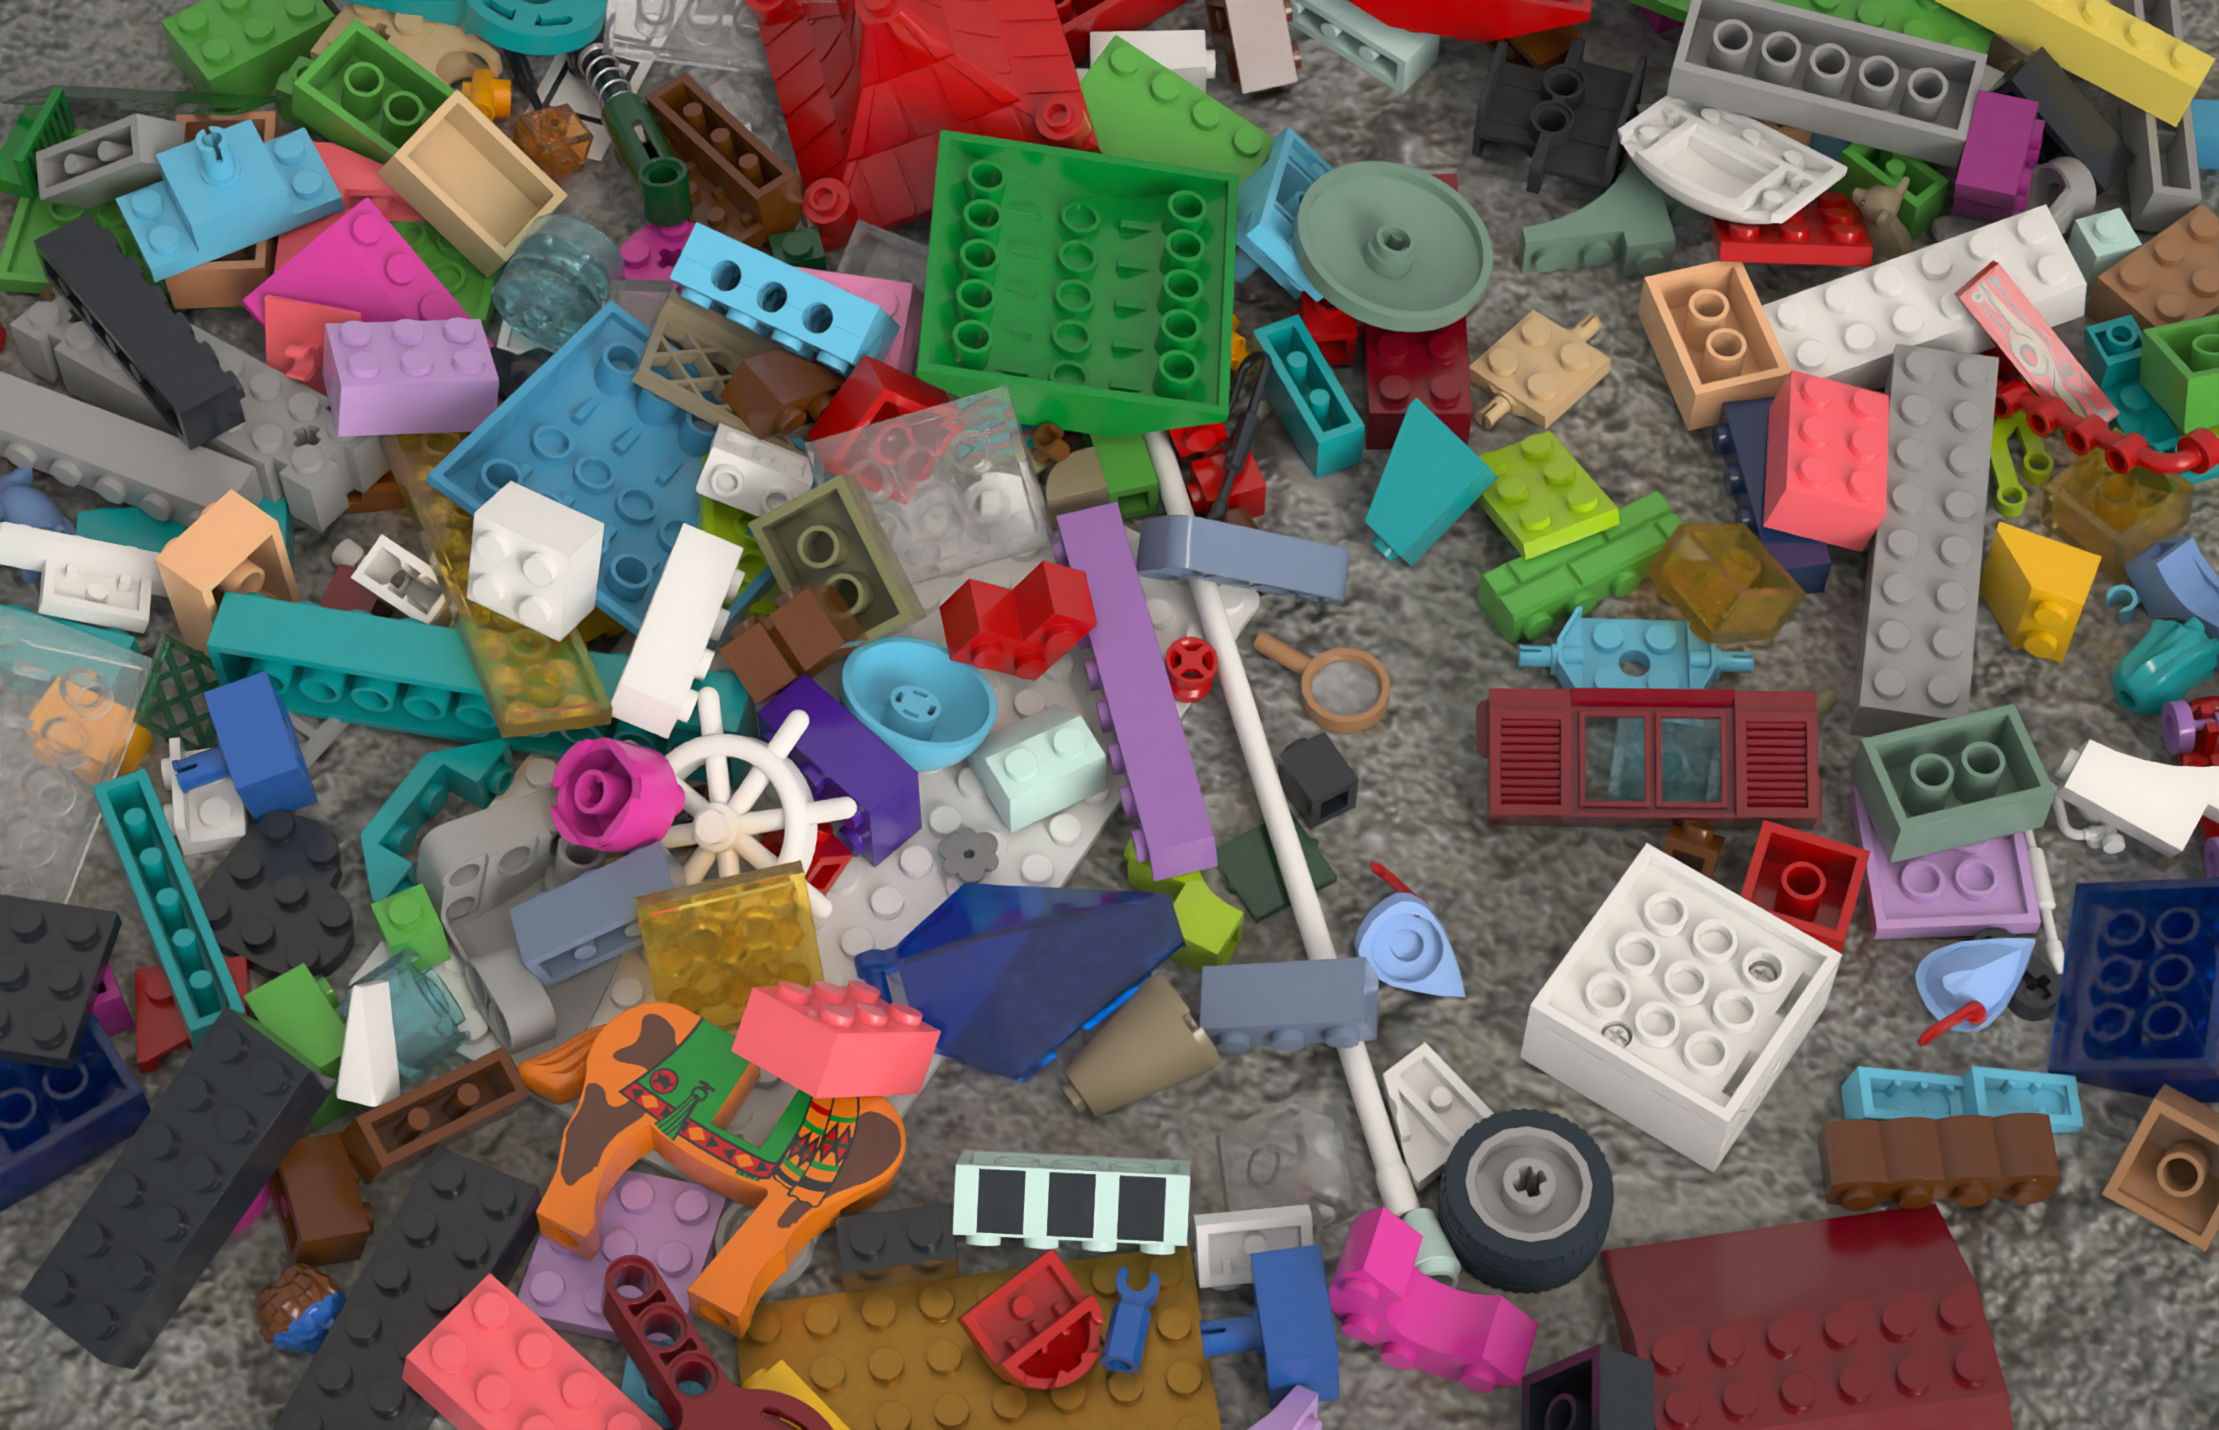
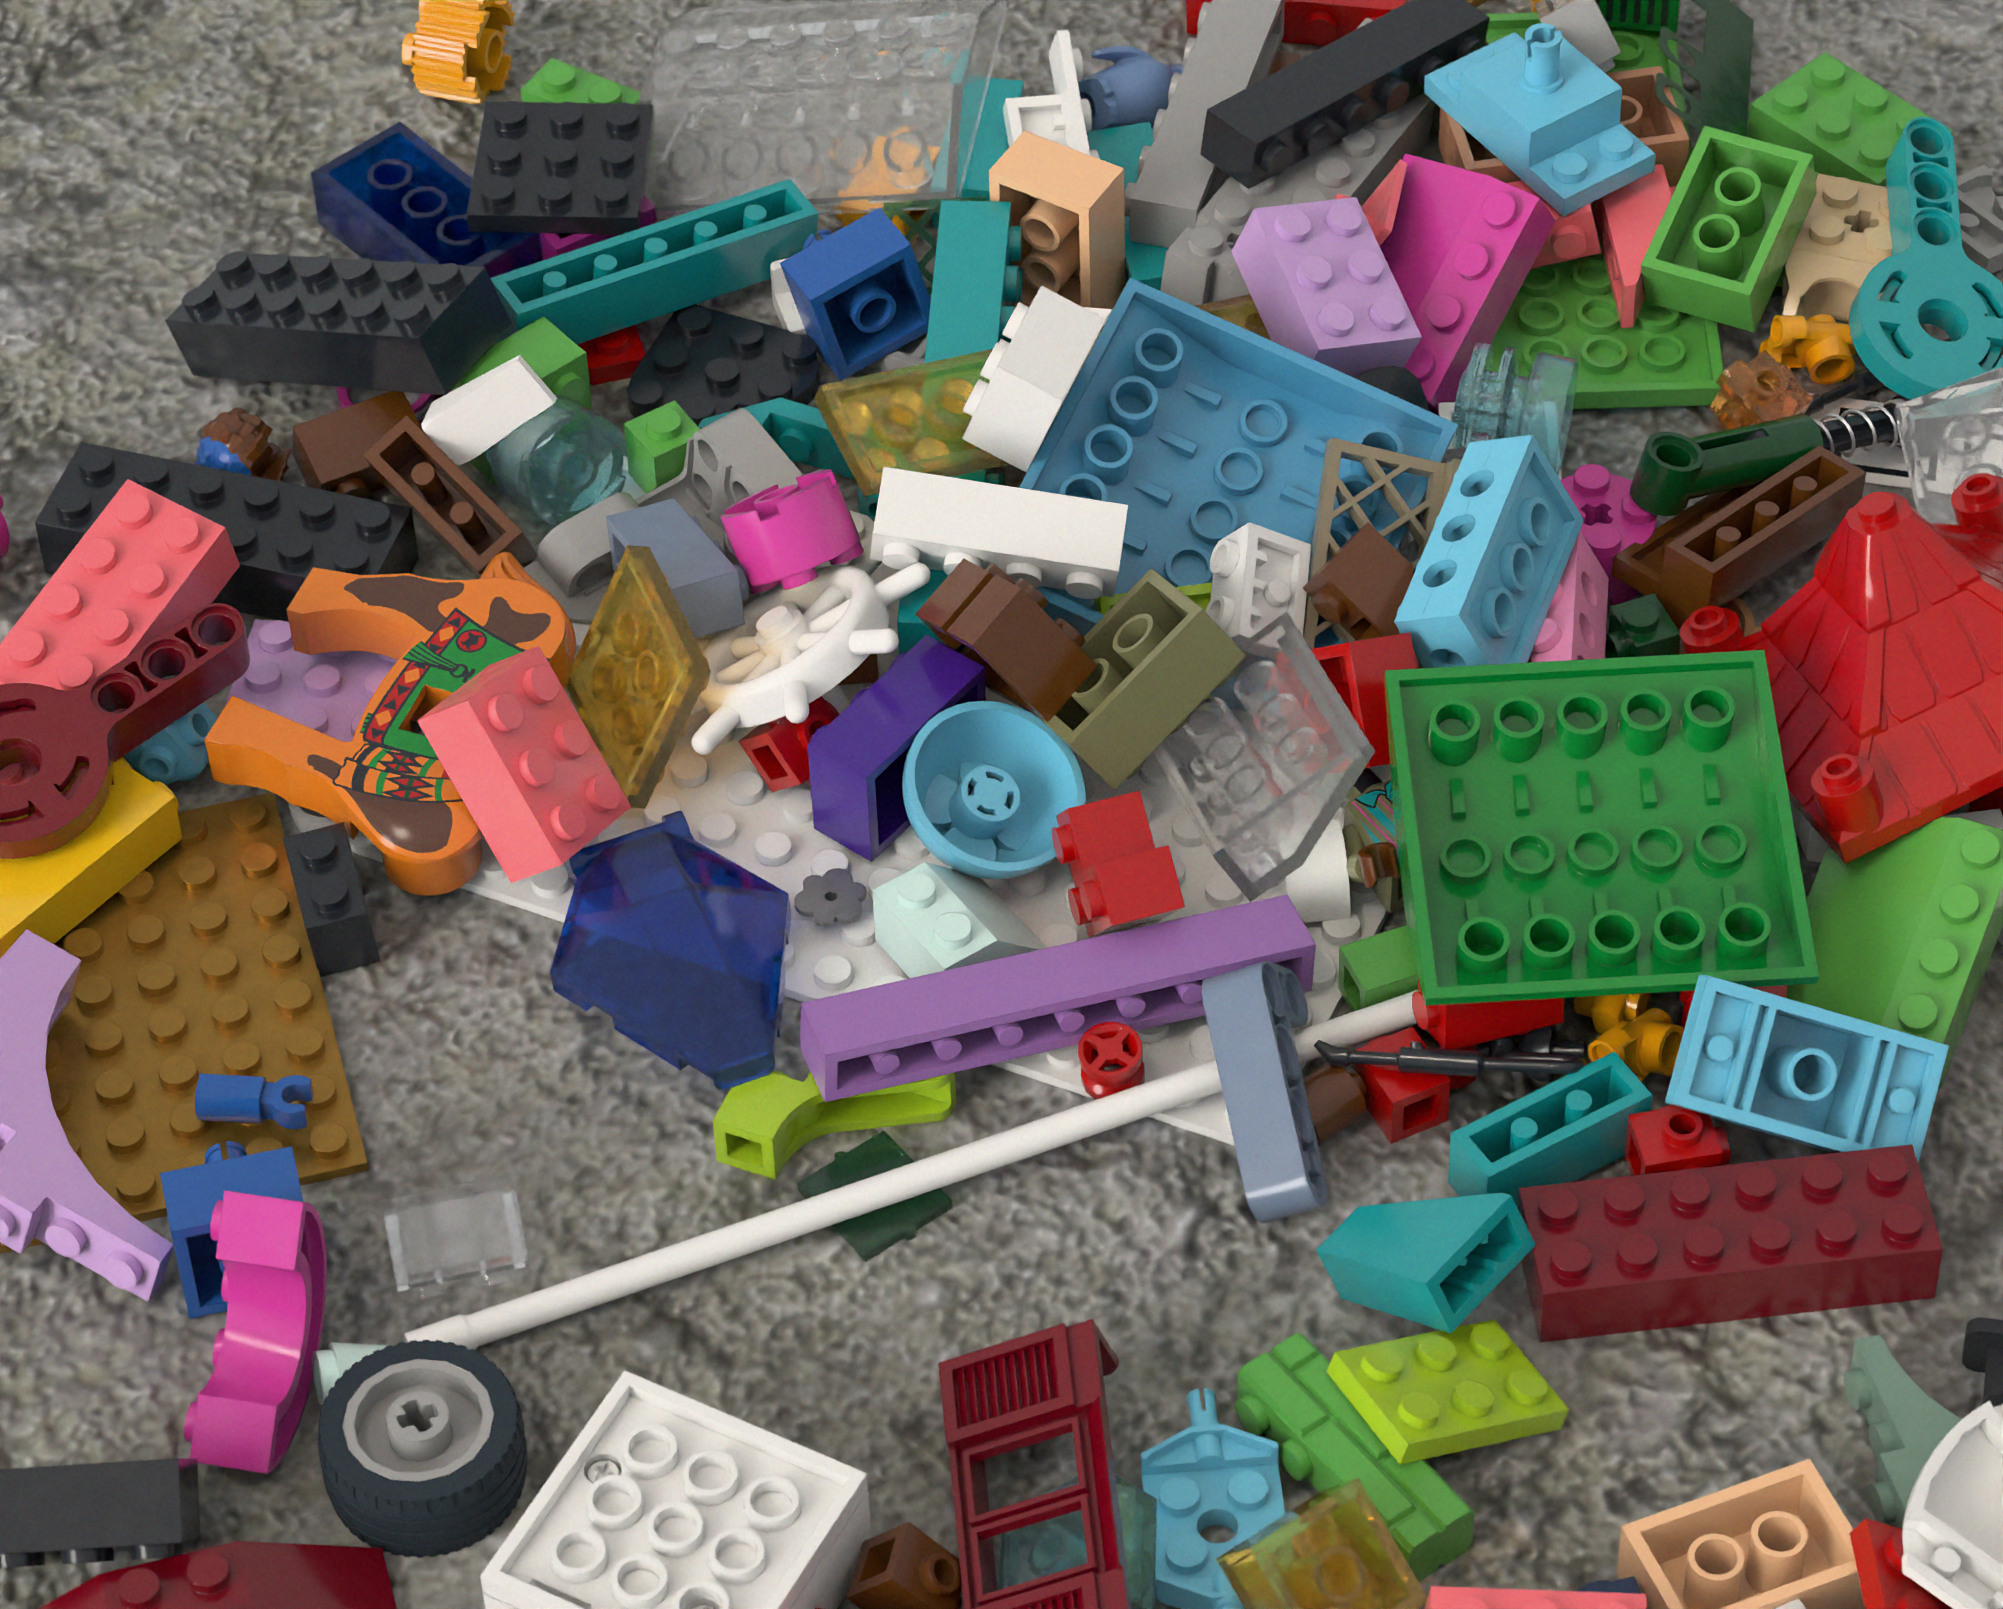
camera: 85 degrees right, 10 degrees down
(471, 183) = (1631, 306): tan piece -> none
(1037, 1326) = (239, 1017): red slope -> none
(1071, 1199) = (384, 1020): brick -> none
(1075, 484) = (1344, 914): dark tan brick -> none
(1139, 1052) = (597, 1080): dark tan cone -> none
(1229, 1238) = (343, 1191): white bracket -> none
(1289, 1004) = (652, 1194): sand blue brick -> none
(1317, 779) = (986, 1210): black brick -> none
(1339, 687) = (1139, 1234): piece -> none
(1392, 246) = (1749, 1148): sand green dish -> none
(1408, 942) = (768, 1307): light blue piece -> none
(1429, 1111) = (556, 1361): white wing -> none
(1538, 370) = (1676, 1399): tan plate -> none

